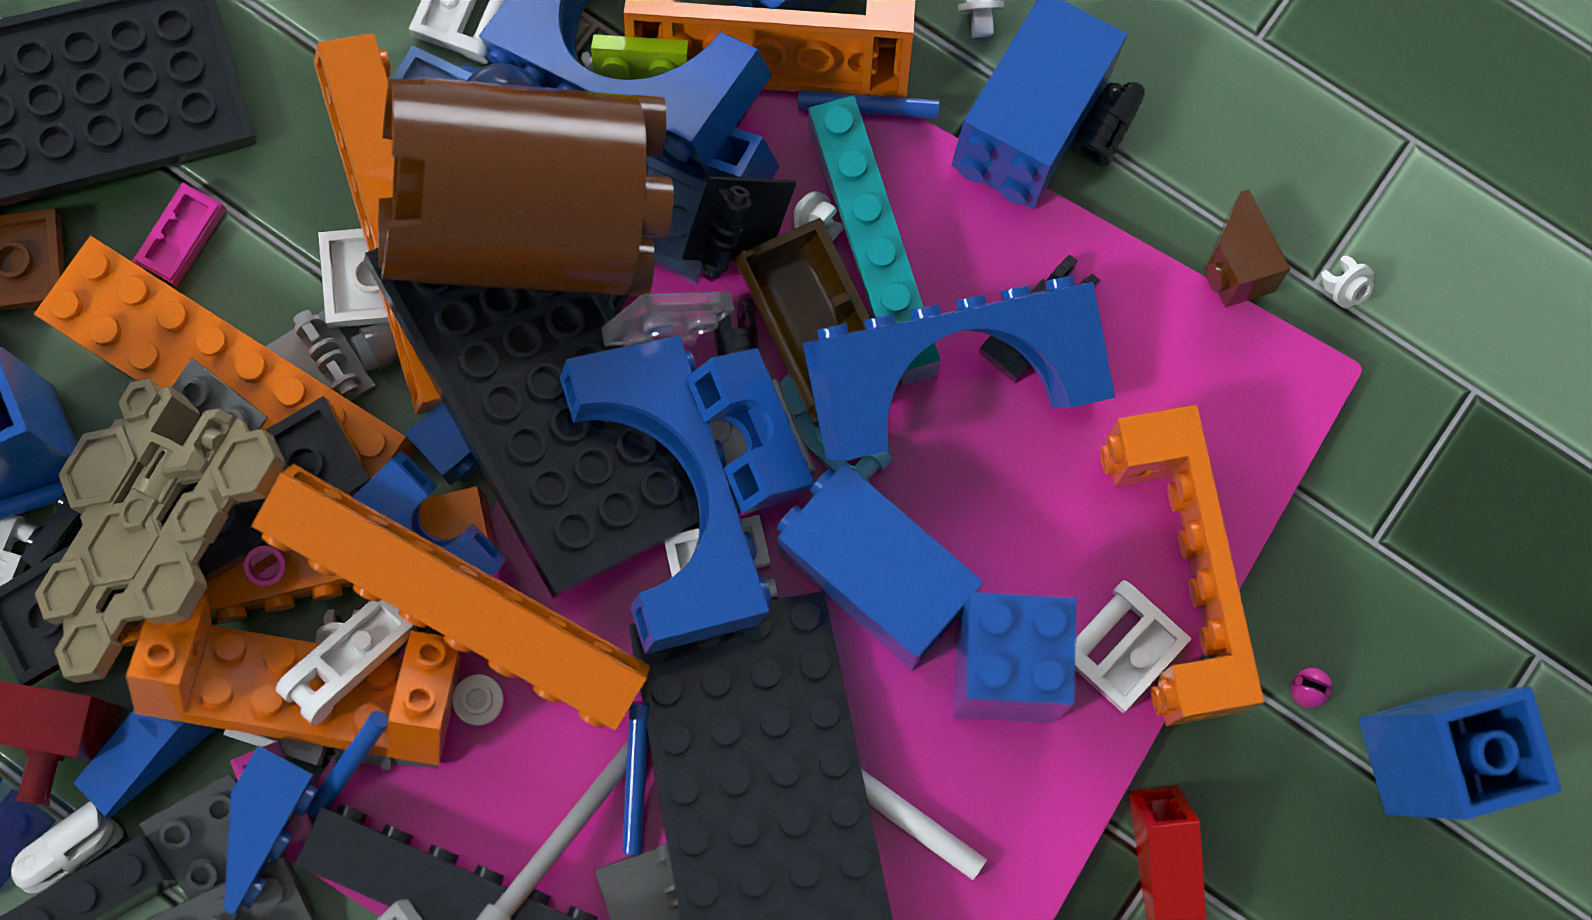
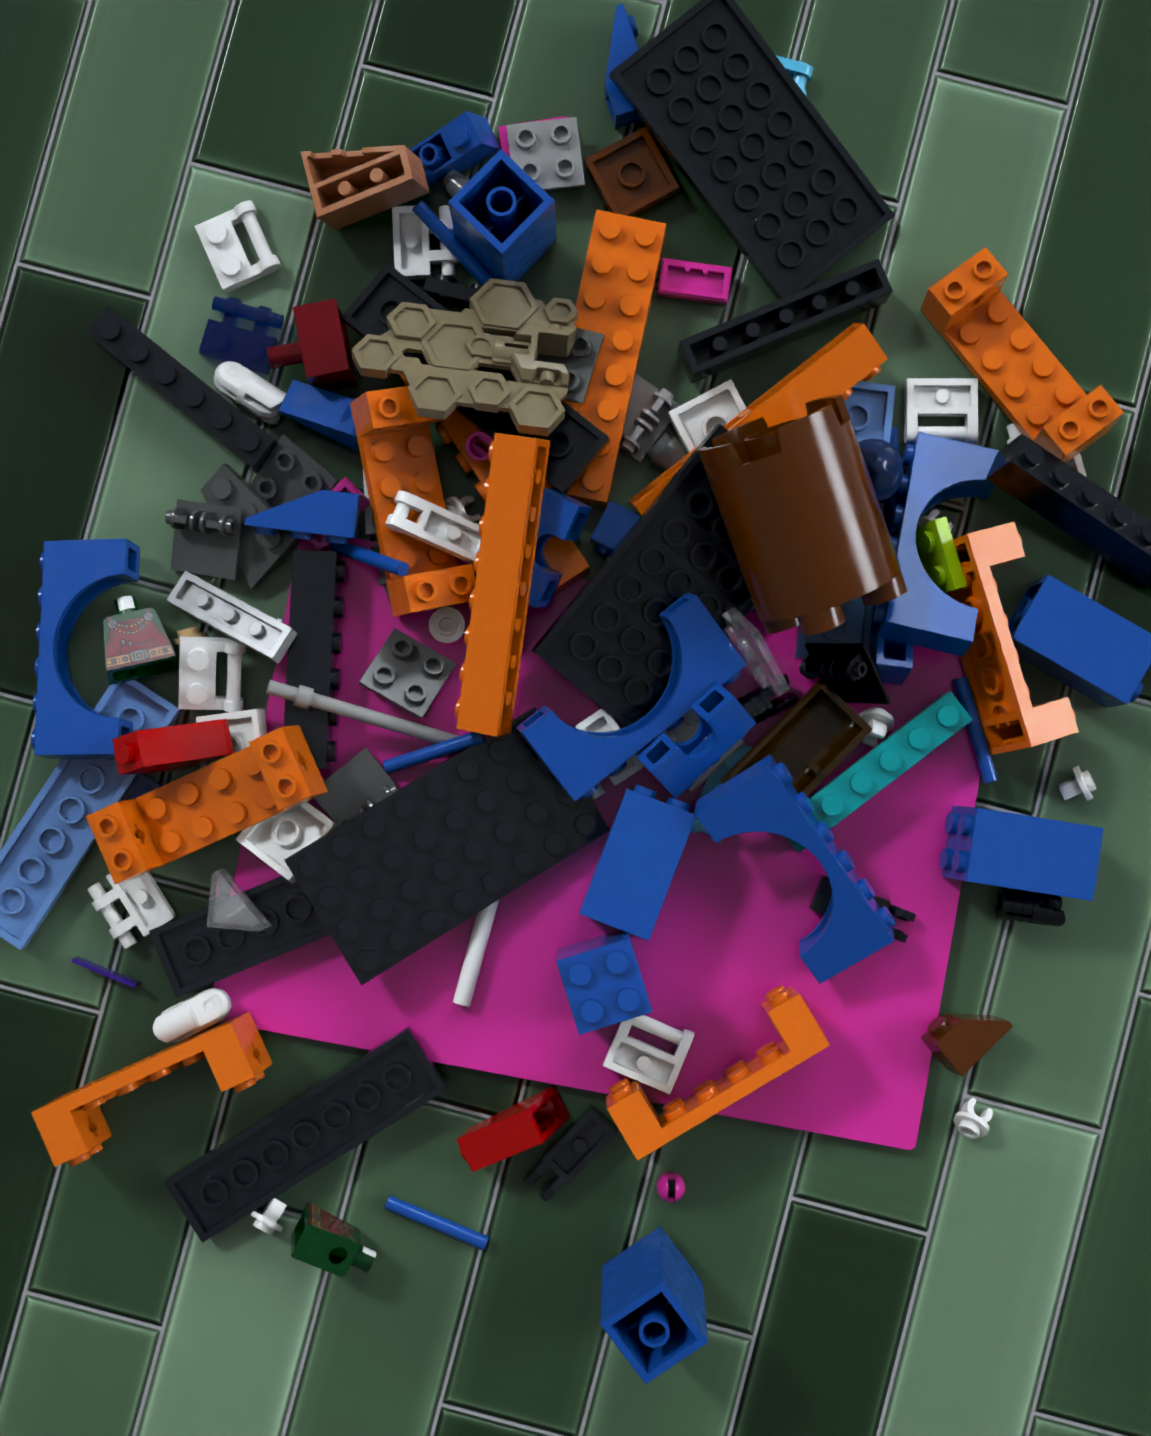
camera: 70 degrees right, 10 degrees up
(275, 145) = (784, 321): none -> black brick
(520, 777) = (407, 673): none -> dark grey hinge
(1224, 796) = (573, 1151): none -> black hinge

